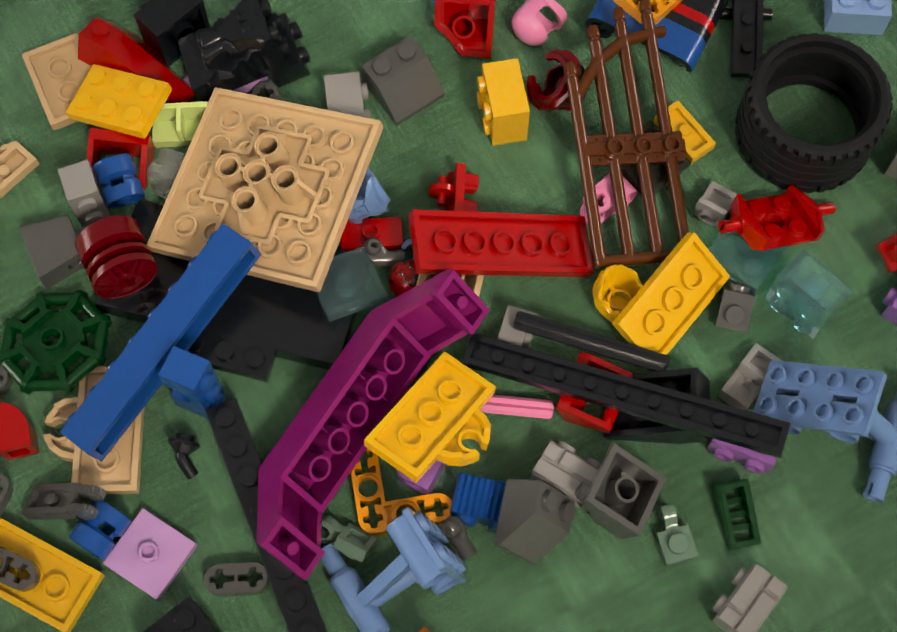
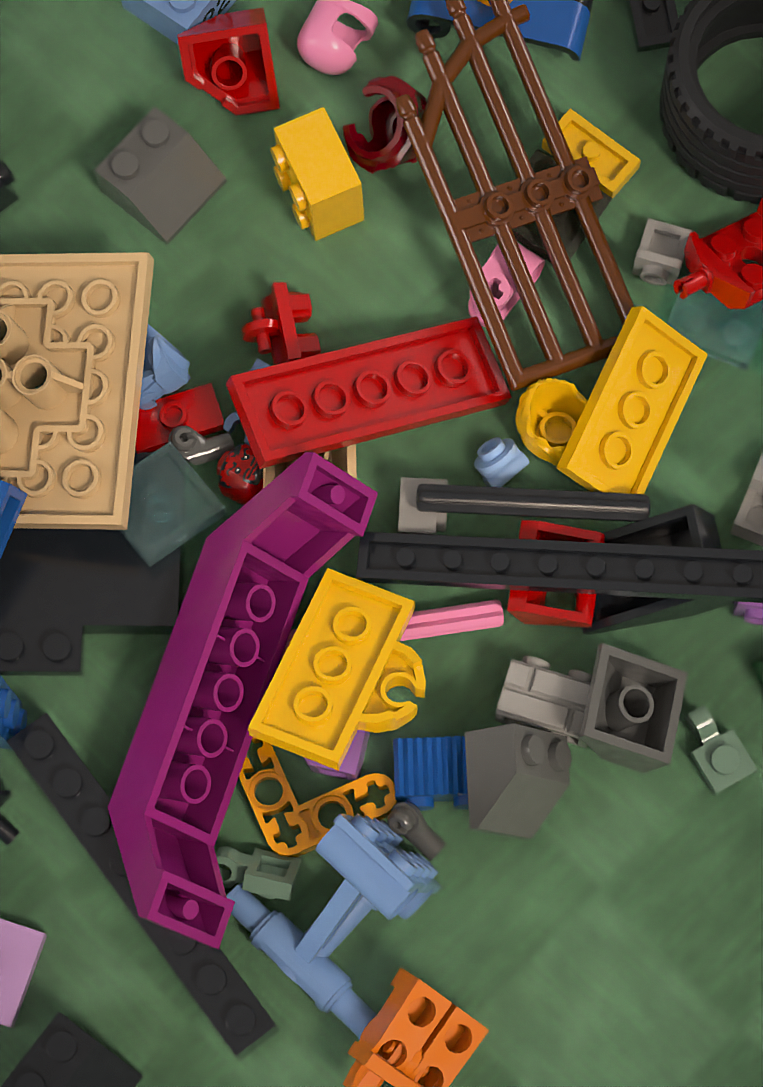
camera: 10 degrees left, 5 degrees up
(236, 571) = (114, 957): dark grey beam -> none
(346, 94) = (82, 220): light grey brick -> none
(576, 311) = (499, 461): none -> light blue plate
(735, 307) = (725, 397): dark grey bracket -> none

